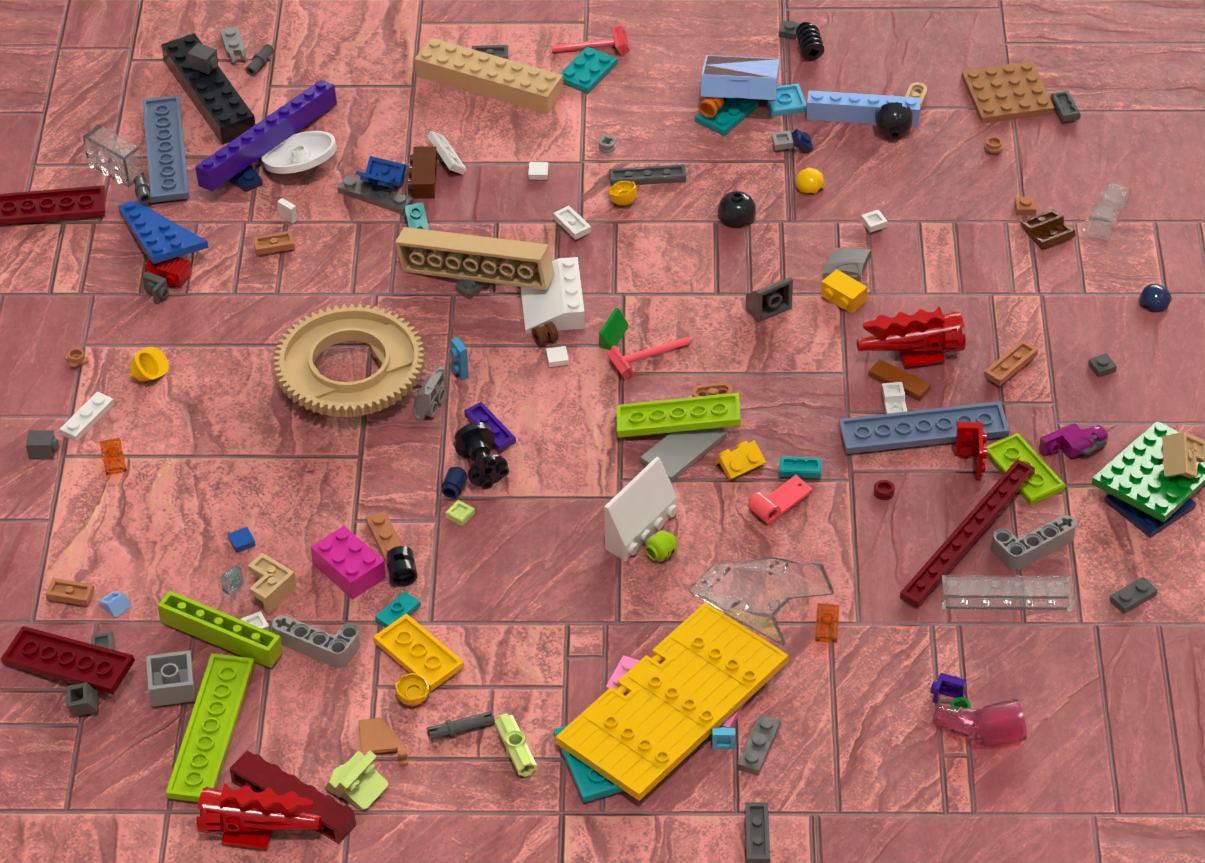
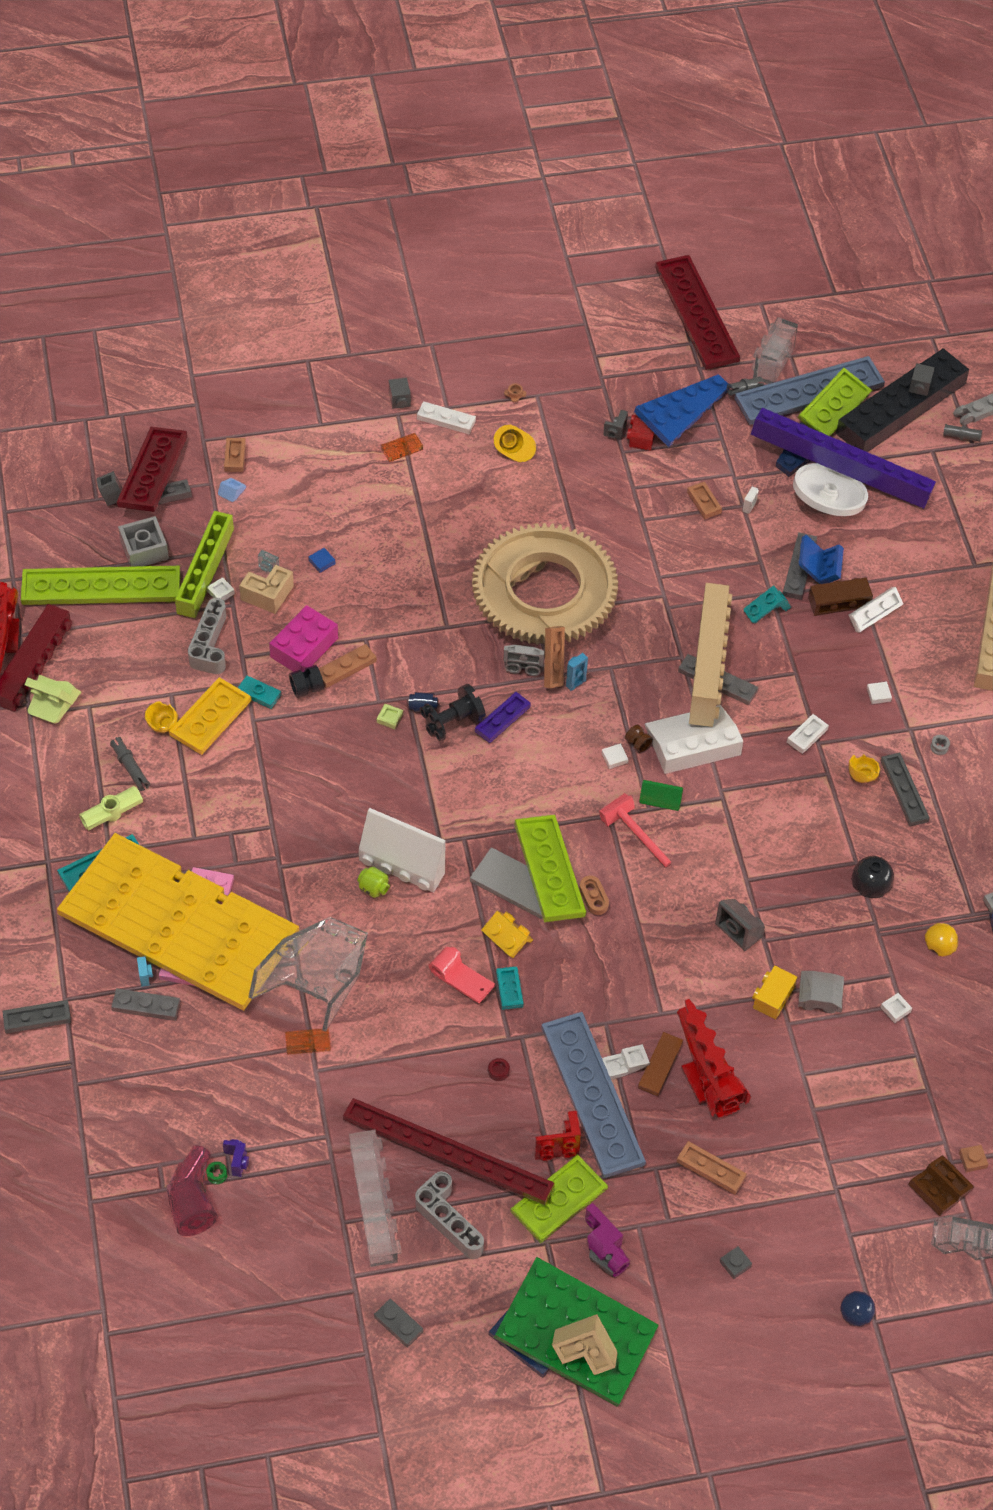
camera: 75 degrees right, 10 degrees up
(191, 131) = (834, 401): none -> lime tile
(379, 738) = (105, 708): nougat flag -> none
(428, 356) = (554, 657): none -> nougat plate

